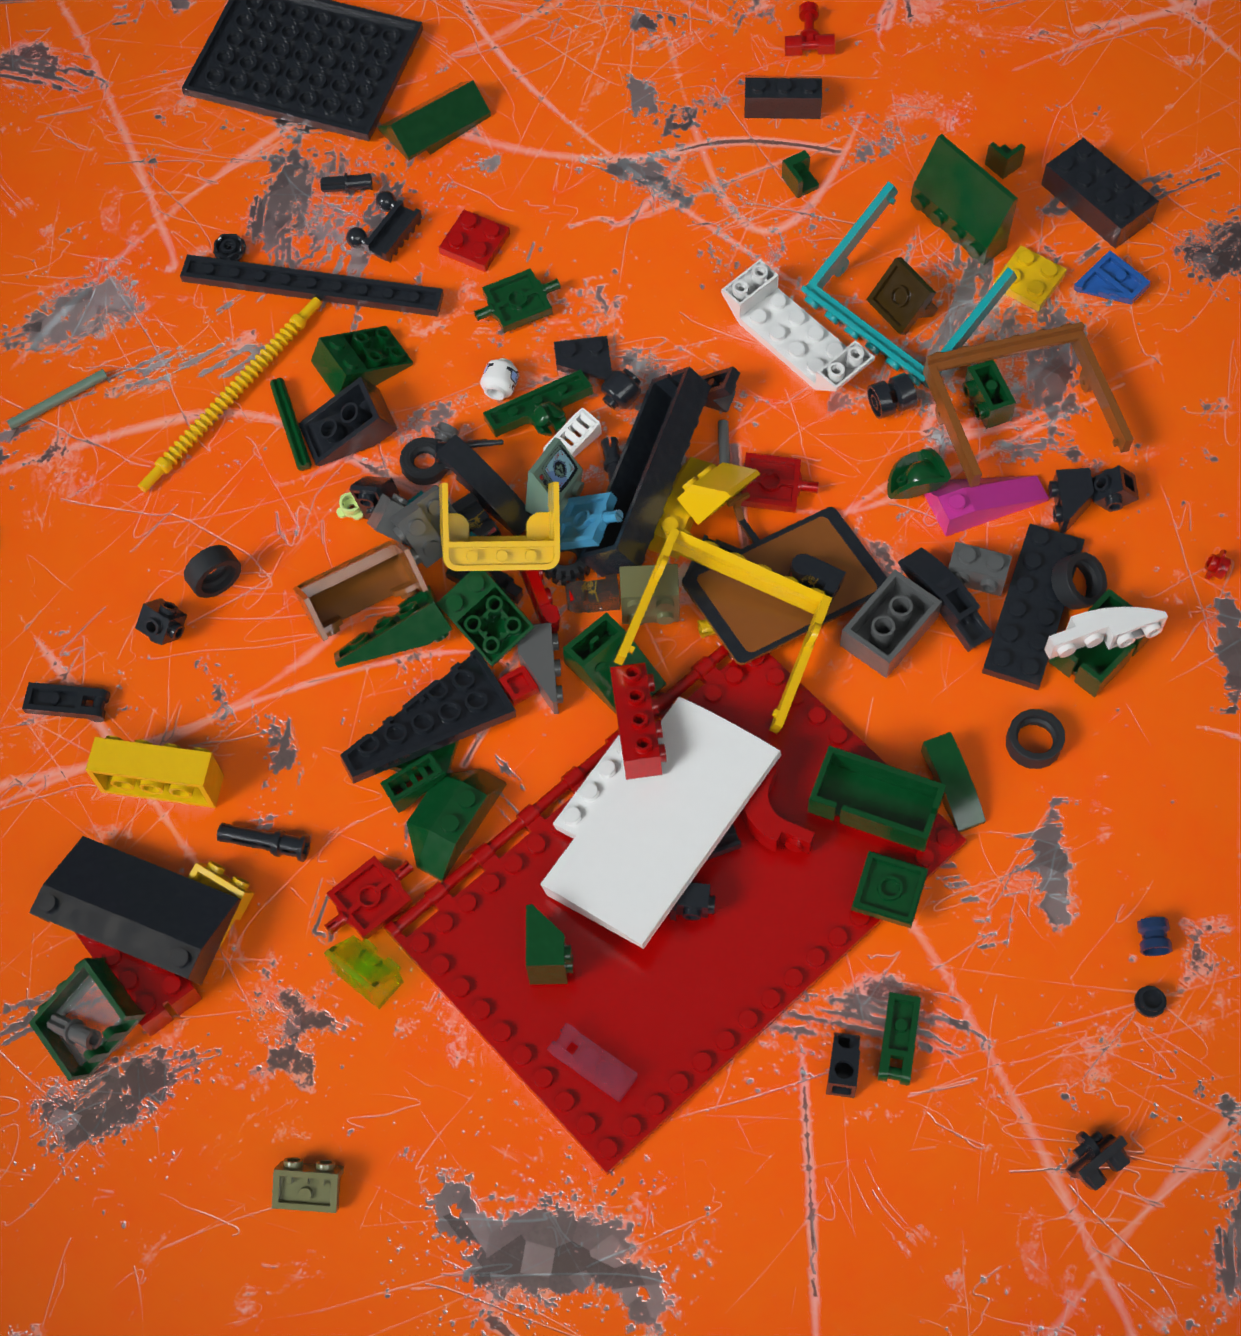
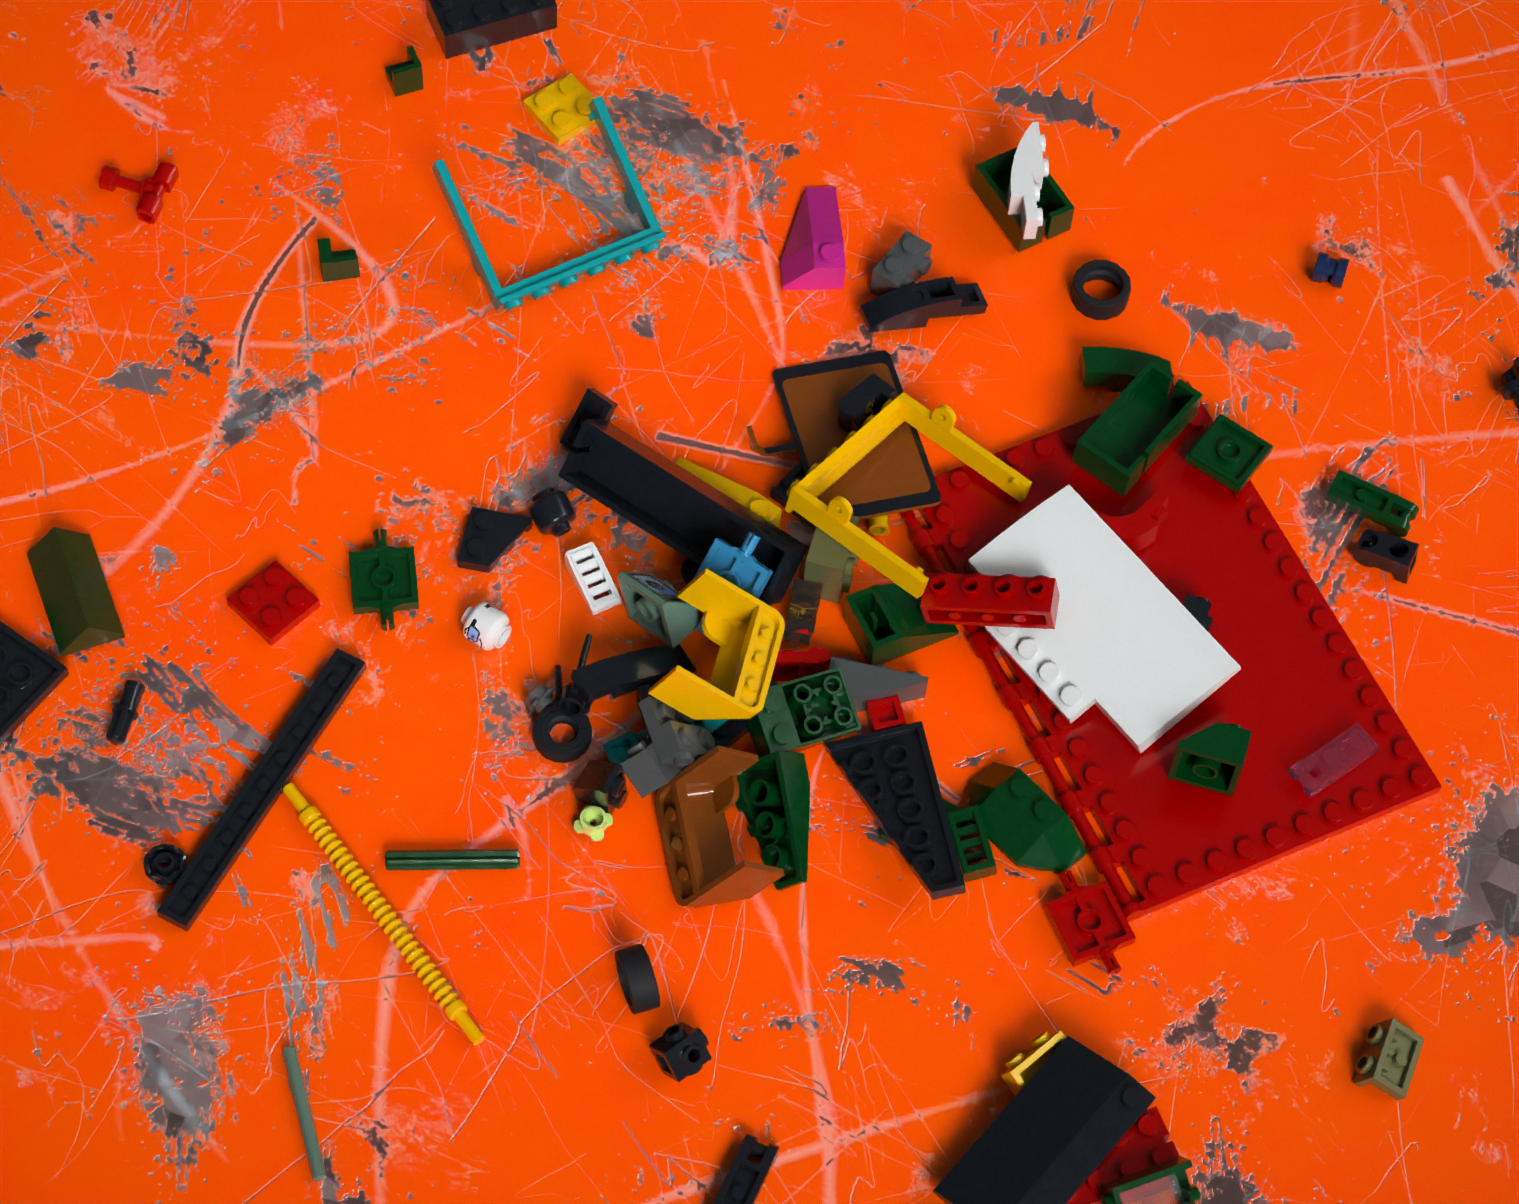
camera: 80 degrees left, 5 degrees down
(155, 771) = (879, 1094): yellow brick -> none
(277, 843) = (996, 999): black pin -> none
(348, 423) = (483, 797): black slope -> none
(362, 353) = (398, 762): dark green slope -> none
(365, 970) = (1177, 943): clear neon green slope -> none
(390, 232) = (222, 679): black gear -> none
(540, 407) = (540, 597): dark green plate -> none
(611, 455) = (642, 550): black pin -> none
(714, 489) = (735, 450): yellow slope -> none
(723, 441) = (677, 447): dark grey bar -> none
(777, 484) = (725, 412): red plate -> none
(783, 97) = (216, 239): slope -> none
(791, 331) = (553, 331): white slope -> none
(890, 623) = (939, 358): dark grey brick -> none
(896, 394) = (667, 271): black wheel -> none
(902, 296) = (549, 218): dark brown bracket -> none
(917, 474) = (771, 278): dark green hat -> none
(964, 201) = (462, 118): dark green slope -> none
(989, 394) = (703, 186): dark green brick -> none
(1030, 609) = (957, 242): black plate -> none
(1063, 582) = (948, 190): black tyre -> none
(1072, 495) = (847, 166): black slope -> none
(1090, 379) = (715, 95): dark orange piece -> none
(1113, 280) = (602, 40): blue wing -> none
(1114, 488) = (862, 119): black brick -> none
(1150, 1001) = (1388, 297): black plate -> none
(1217, 565) = (966, 81): red plate -> none

